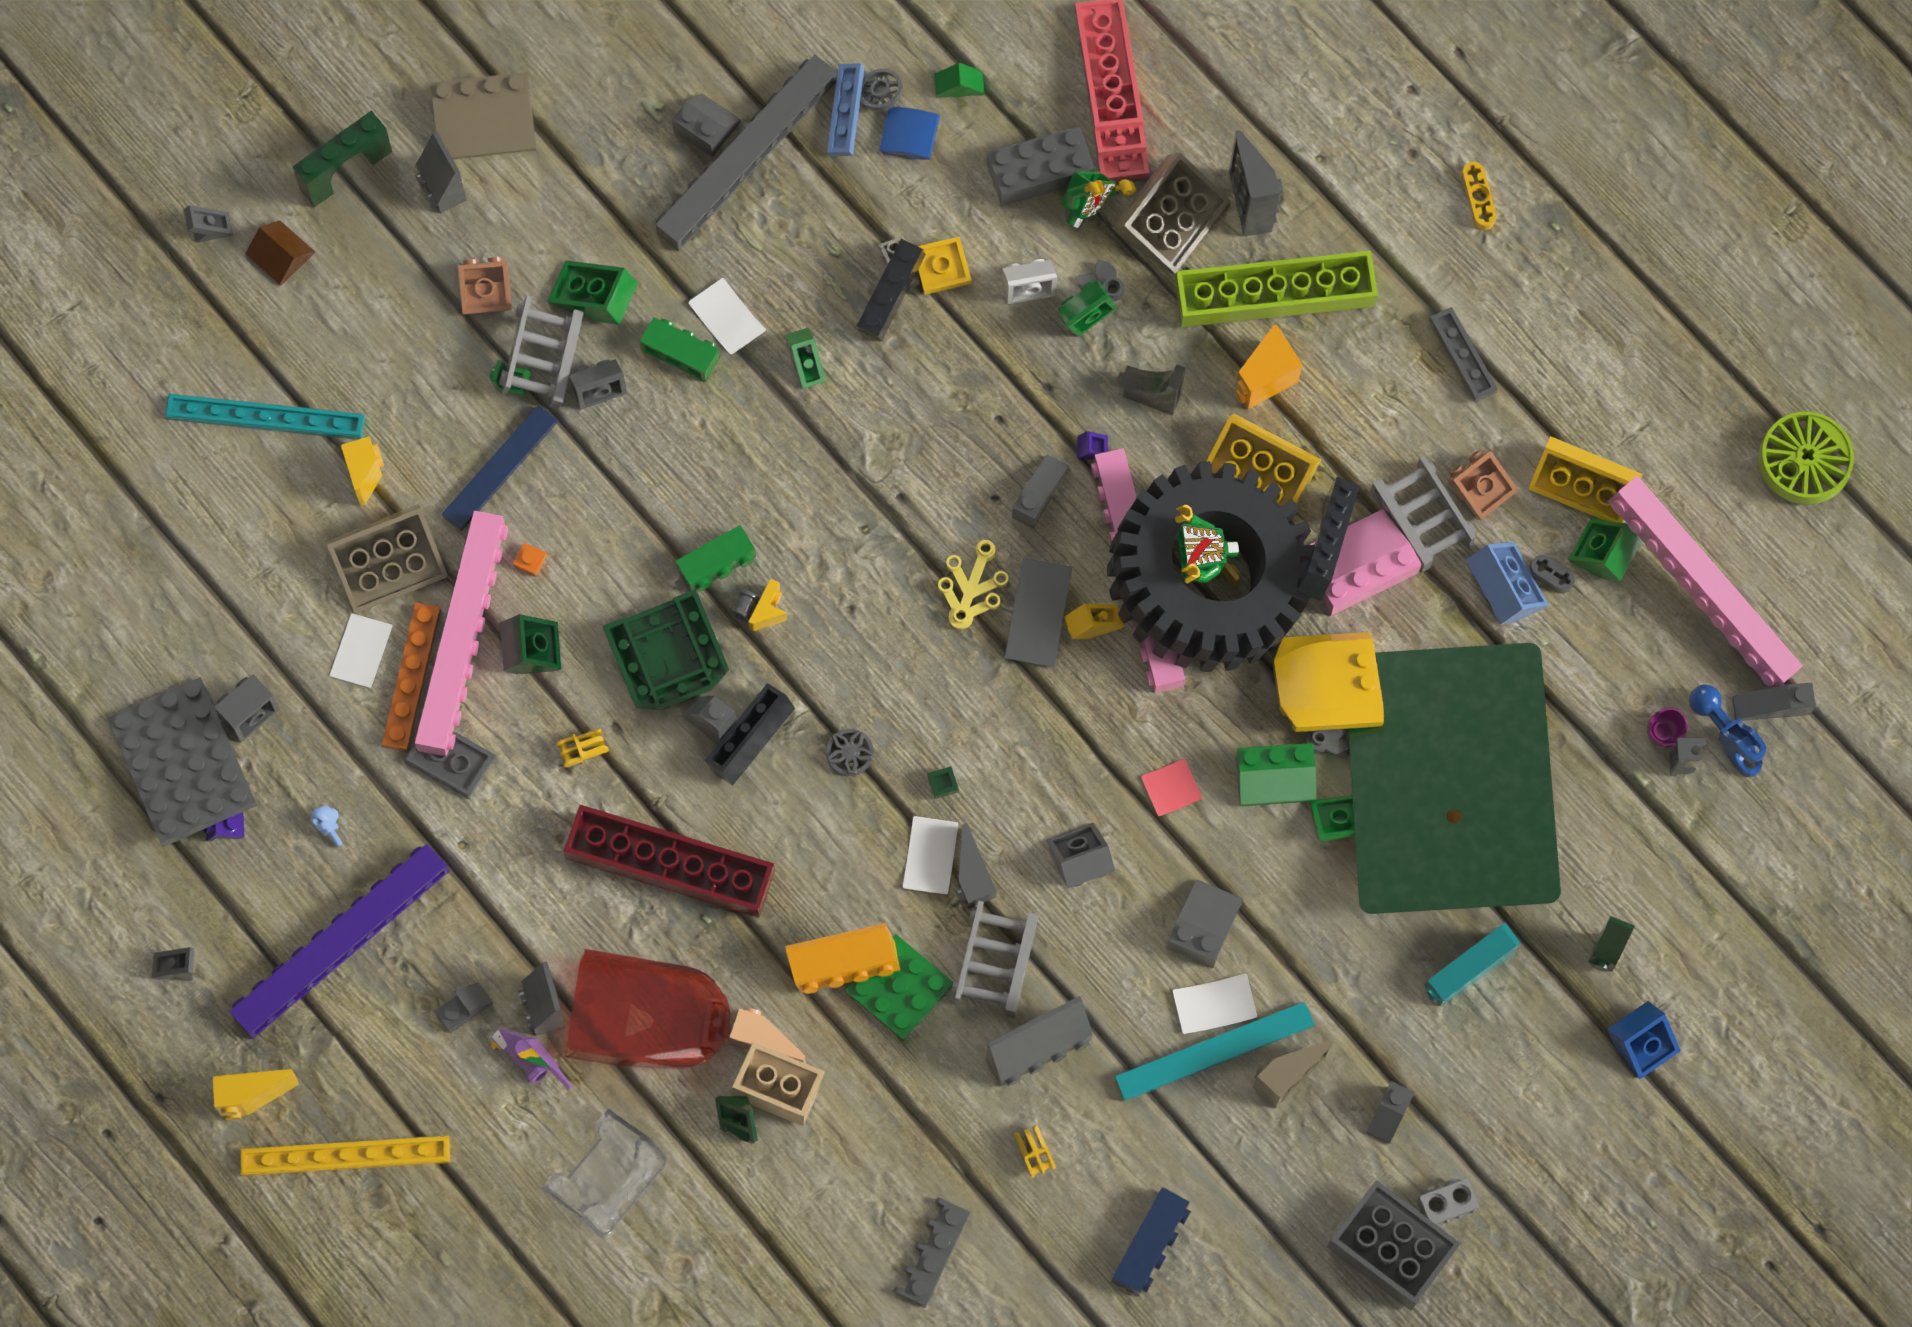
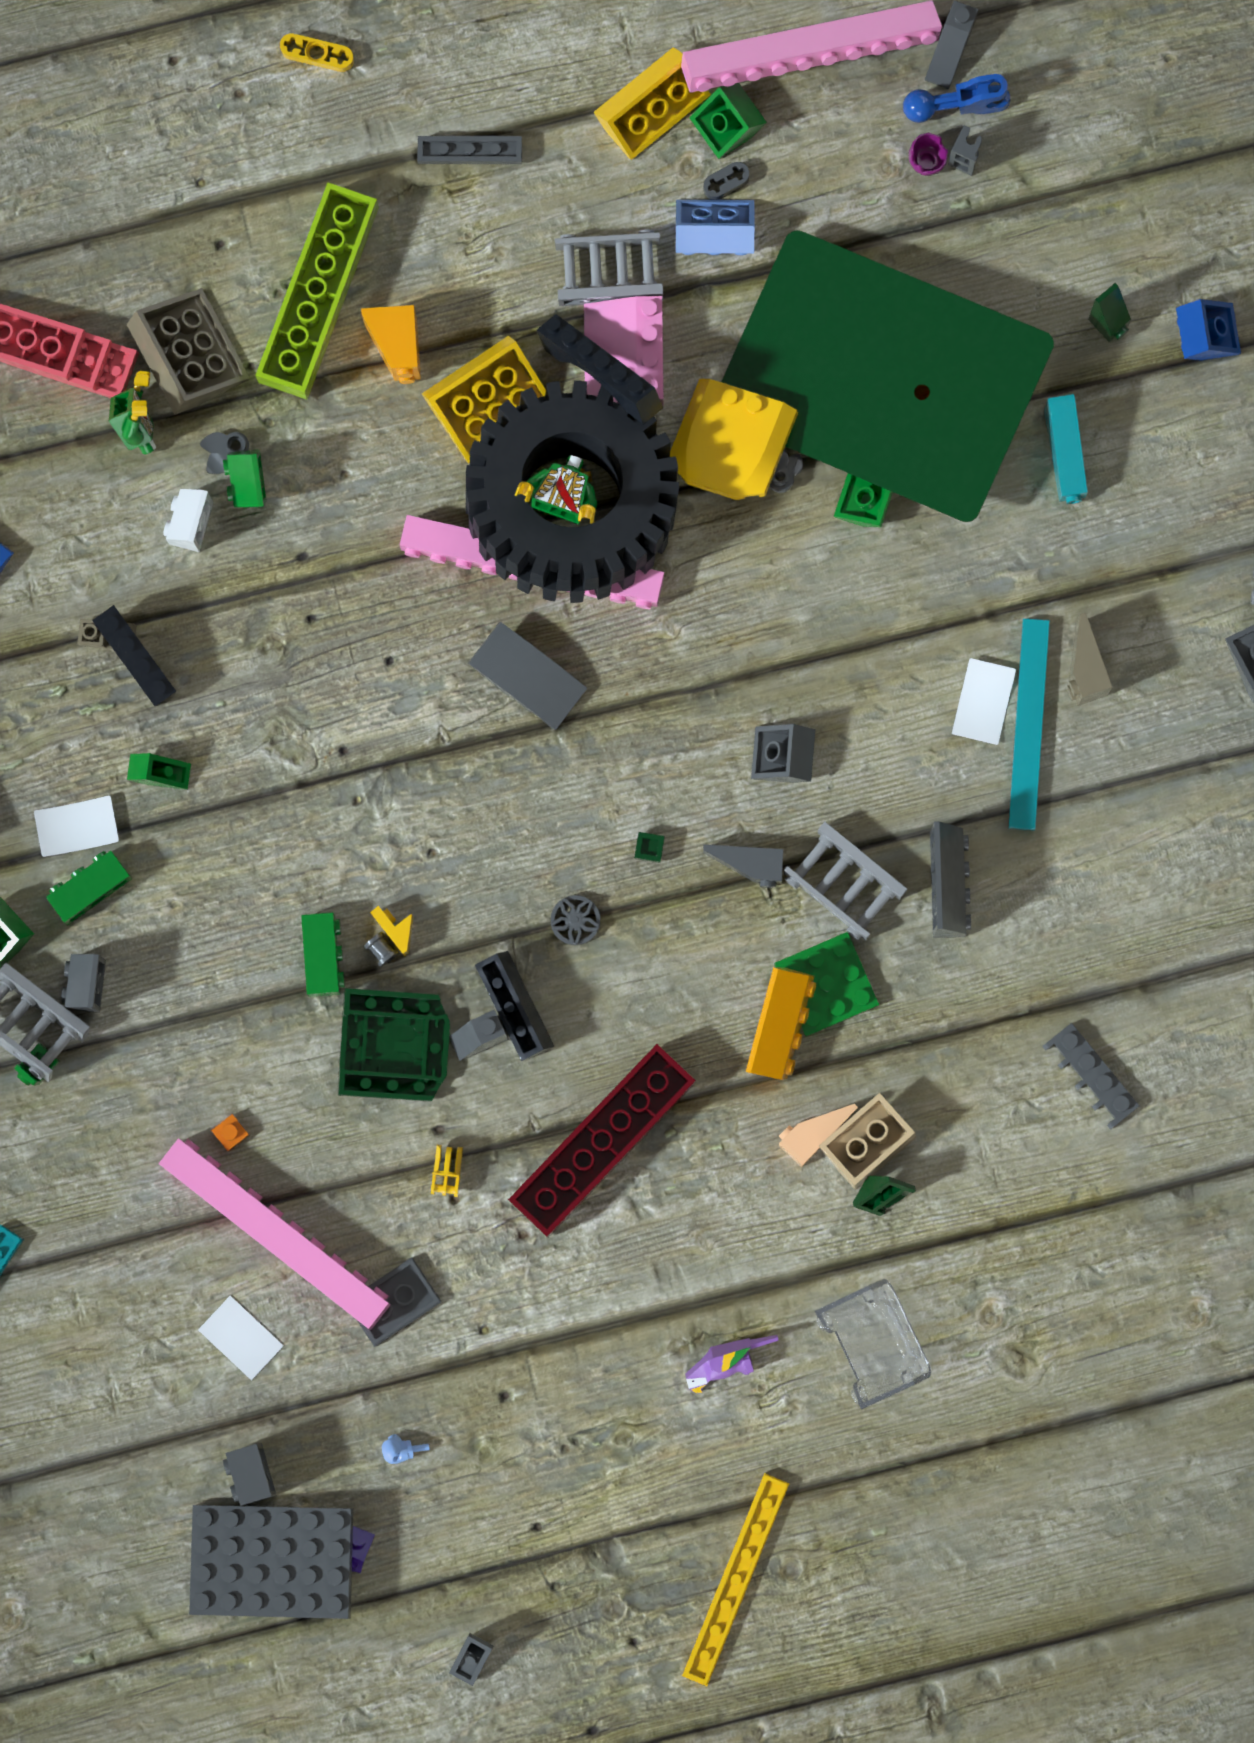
camera: 55 degrees left, 10 degrees up
(247, 1092) = (634, 1648): yellow slope -> none
(339, 941) = (525, 1490): dark purple brick -> none
(364, 466) = (59, 1250): yellow slope -> none
(386, 558) = (161, 1270): dark tan slope -> none
(411, 677) = (292, 1301): orange plate -> none
(463, 1007) = (645, 1401): dark grey slope -> none
(499, 467) = (122, 1118): dark blue tile -> none
(530, 645) = (319, 1172): dark green slope -> none
(542, 1001) = (681, 1325): dark grey slope -> none
(645, 1013) = (739, 1233): clear red windscreen -> none
(930, 855) = (713, 893): white sticker -> none
(943, 266) = (132, 593): yellow plate -> none
(972, 587) = (470, 727): light yellow plant -> none
(1034, 1152) = (1046, 936): yellow arm -> none
(1038, 165) = (76, 450): dark grey brick -> none
(1039, 491) = (405, 614): dark grey slope -> none
(1091, 444) = (384, 543): dark purple slope -> none
(1093, 620) = (561, 628): yellow slope -> none
(1150, 1242) = (1179, 871): dark blue brick -> none
(1152, 388) = (359, 457): clear smoke arch -> none
(1171, 787) = (757, 637): coral sticker -> none
(1204, 923) = (904, 671): dark grey slope -> none
(1254, 187) = (209, 258): dark grey slope -> none
(1276, 774) = (796, 534): green slope -> none
(1390, 1112) = (1164, 593): dark grey slope -> none
(1482, 483) = (607, 199): nougat plate -> none

